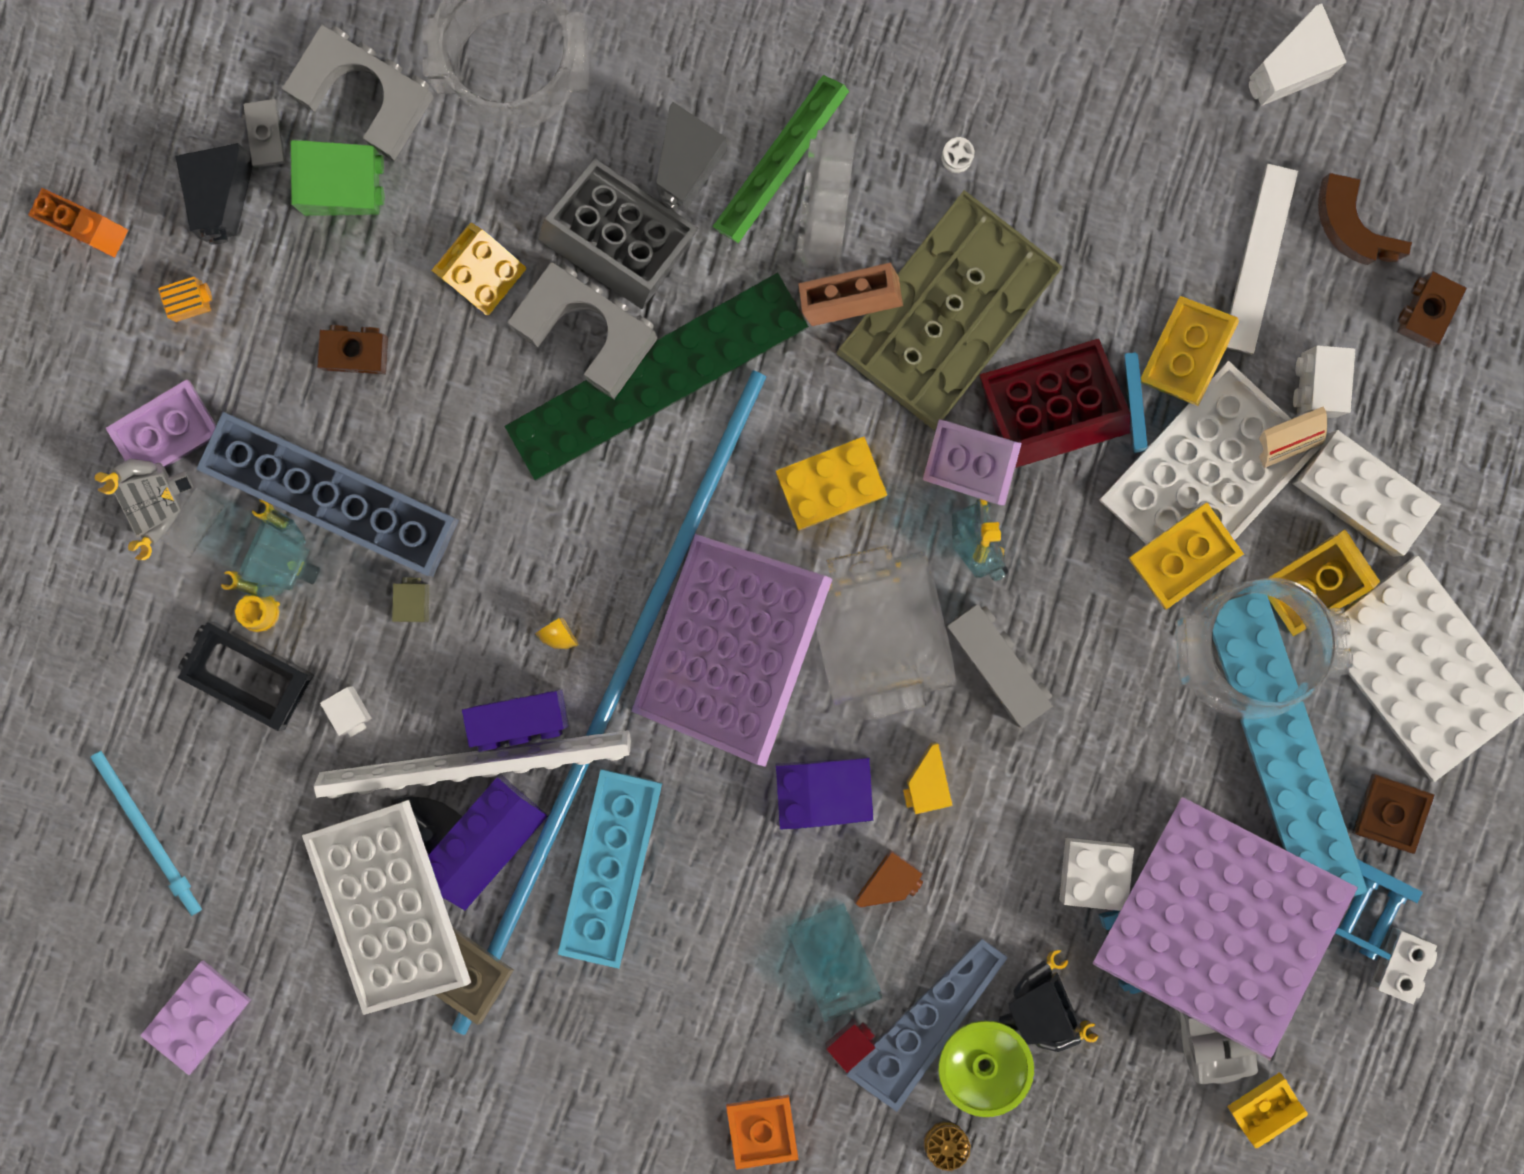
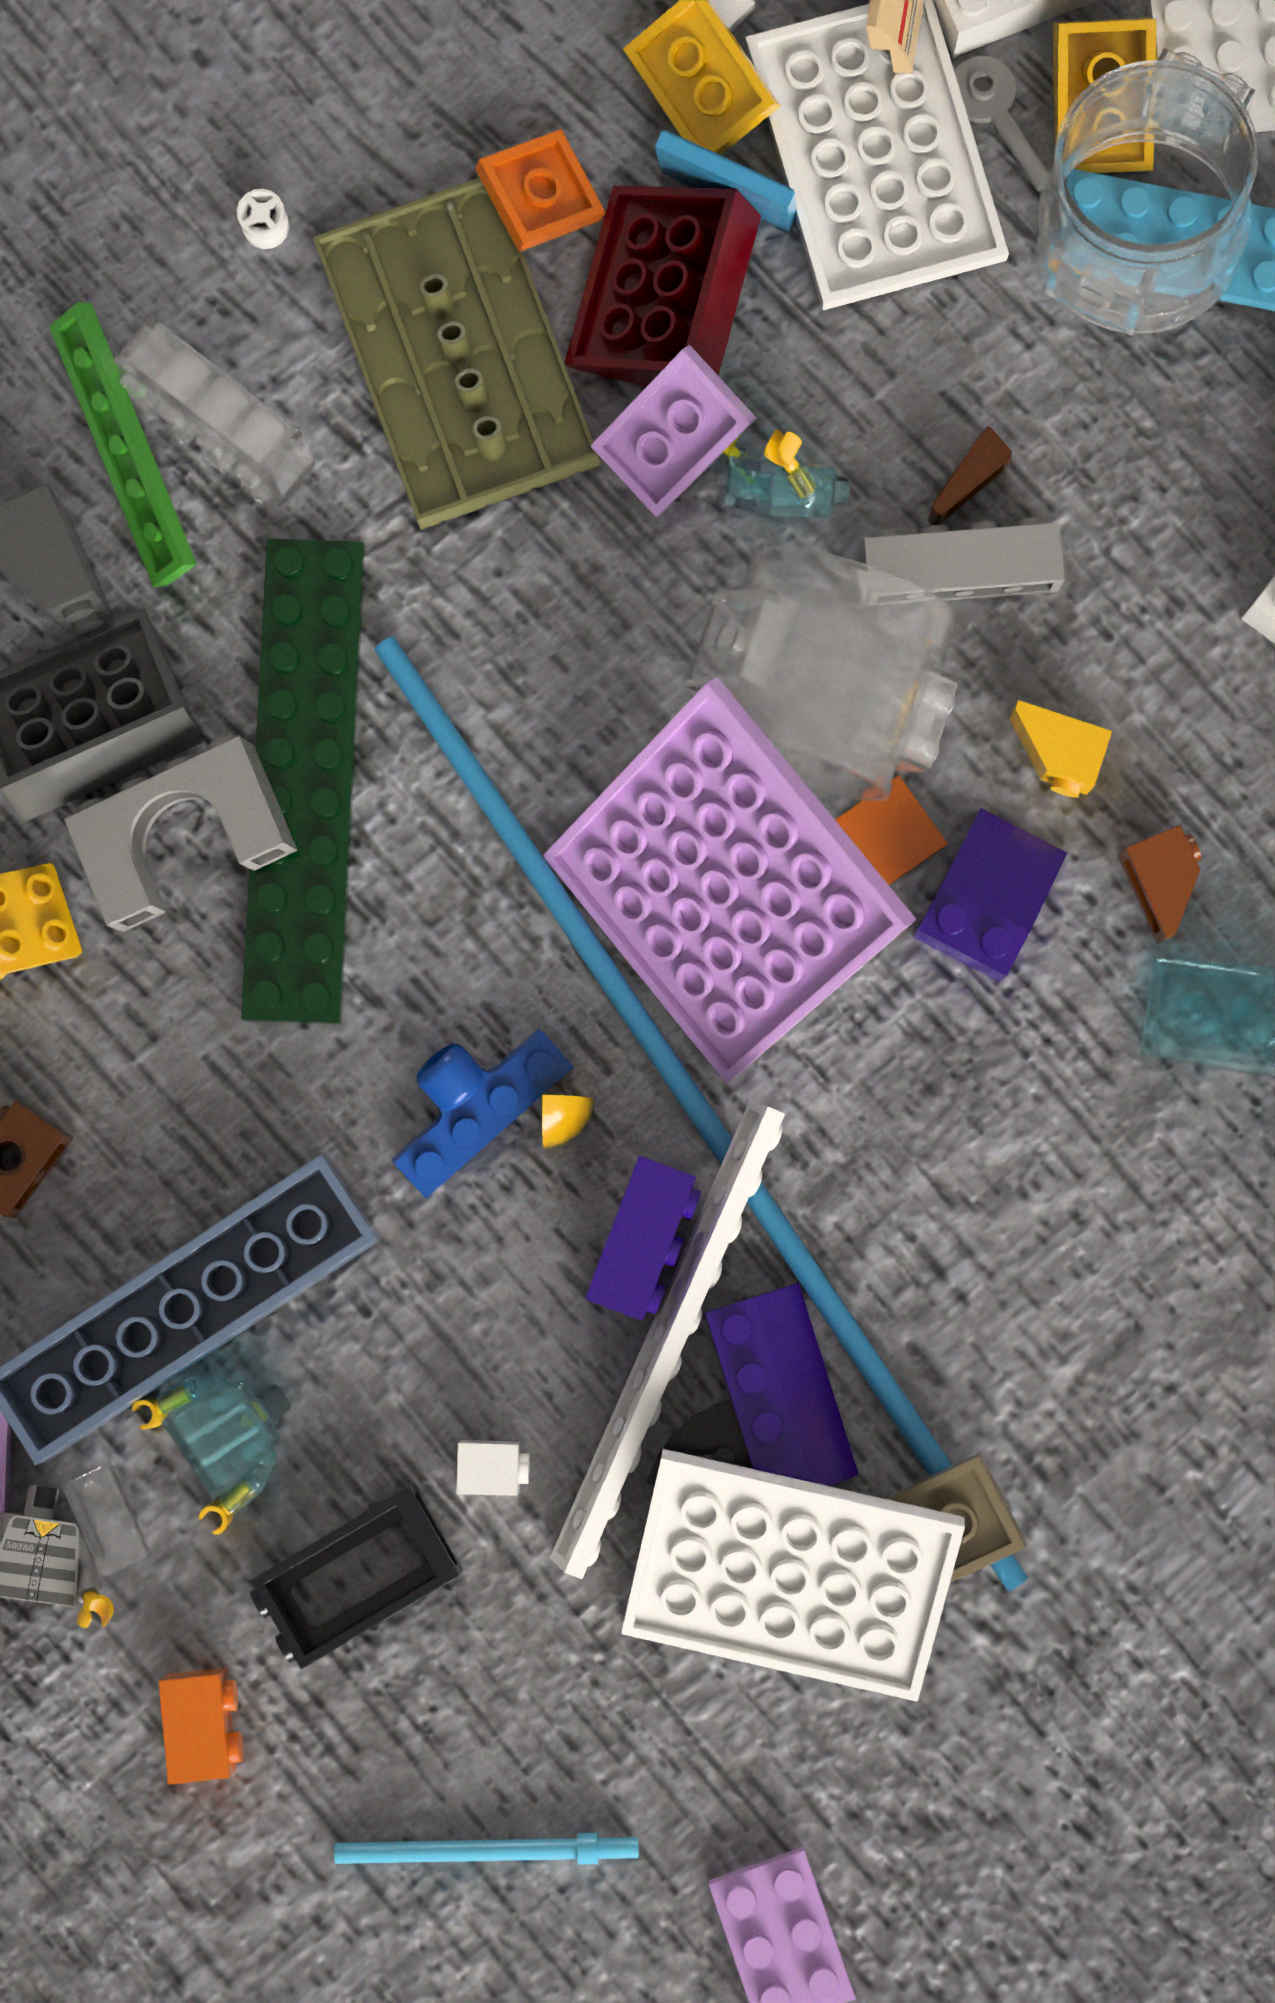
camera: 55 degrees left, 5 degrees down
(116, 641) = (199, 1725): none -> orange brick
(257, 613) = (281, 1507): yellow piece -> none
(410, 601) = (395, 1287): olive brick -> none
(535, 582) = (475, 1105): none -> blue plate
(610, 868) = (921, 1241): medium azure plate -> none
(814, 715) = (892, 832): none -> orange sticker
(831, 483) = (587, 635): yellow brick -> none
(850, 294) = (355, 456): nougat brick -> none
(1058, 641) = (978, 468): none -> reddish brown slope
(1068, 300) = (540, 190): none -> orange plate
(1185, 556) = (966, 236): yellow plate -> none
(1280, 516) = (988, 95): none -> light grey piece

